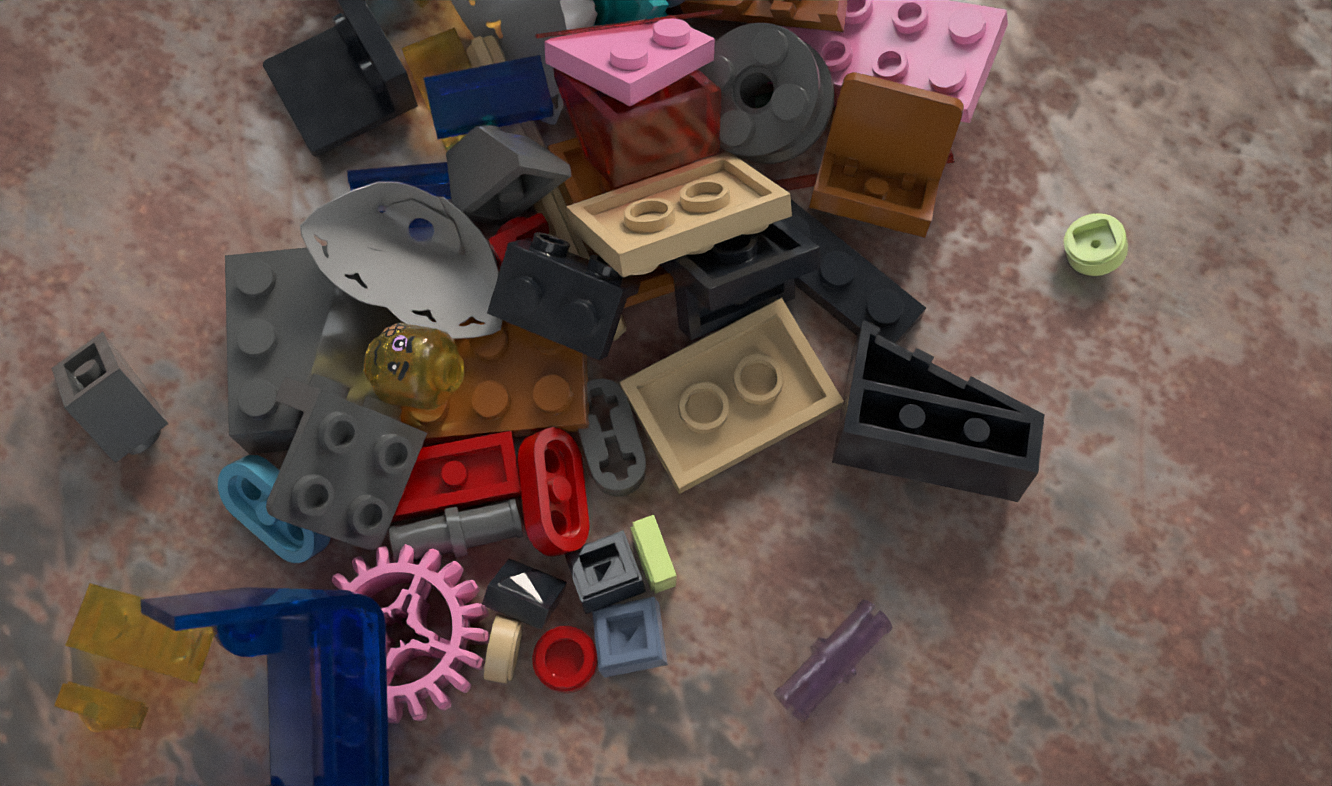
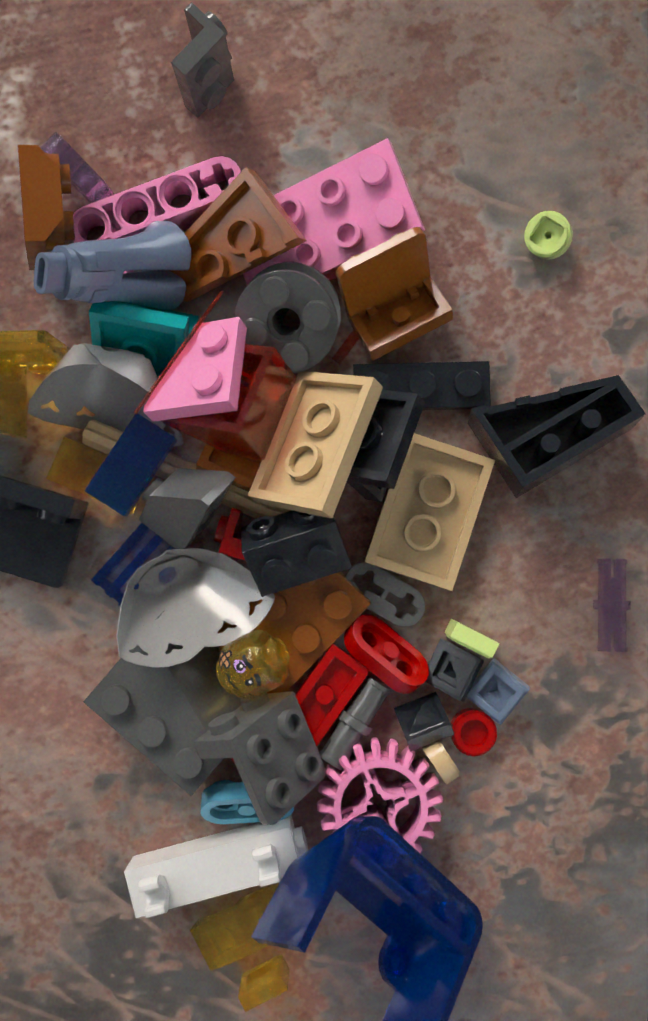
camera: 45 degrees left, 15 degrees up
(109, 399) = (94, 830): dark grey slope -> none
(171, 531) = (212, 866): none -> white brick

